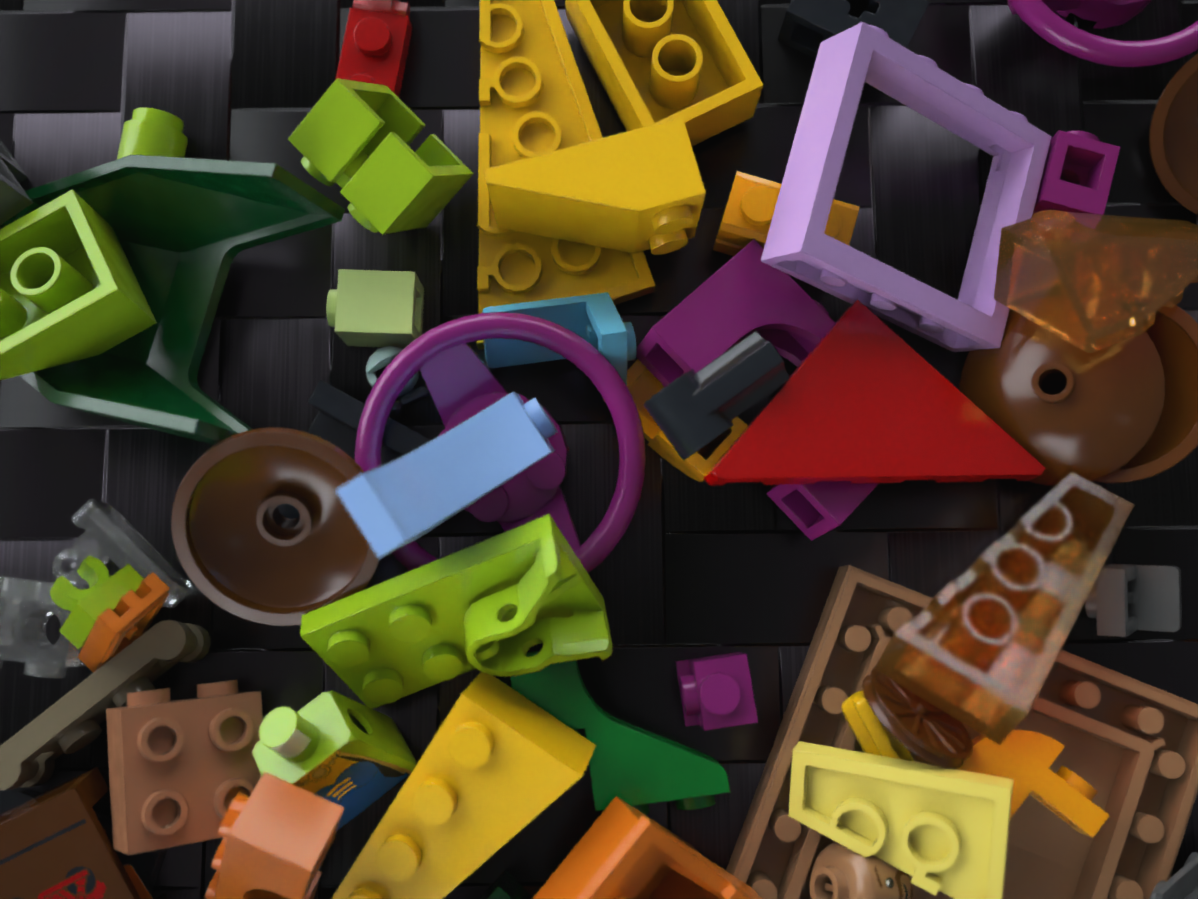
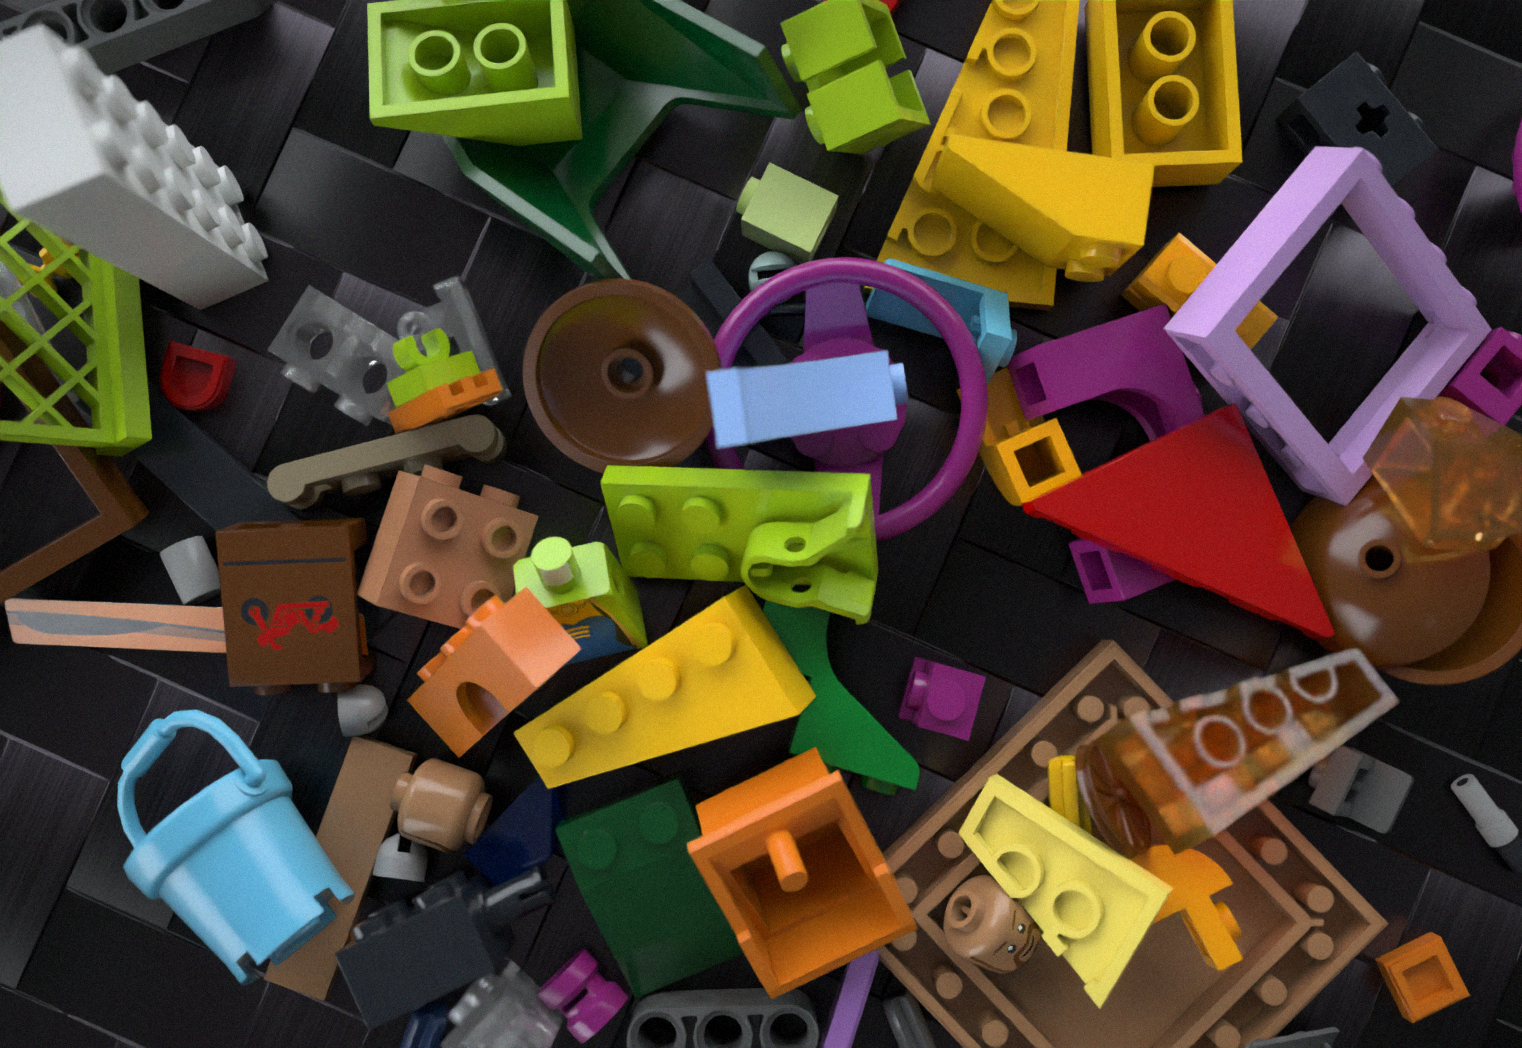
camera: 25 degrees right, 5 degrees up
(704, 403) = (1051, 436): black piece -> none

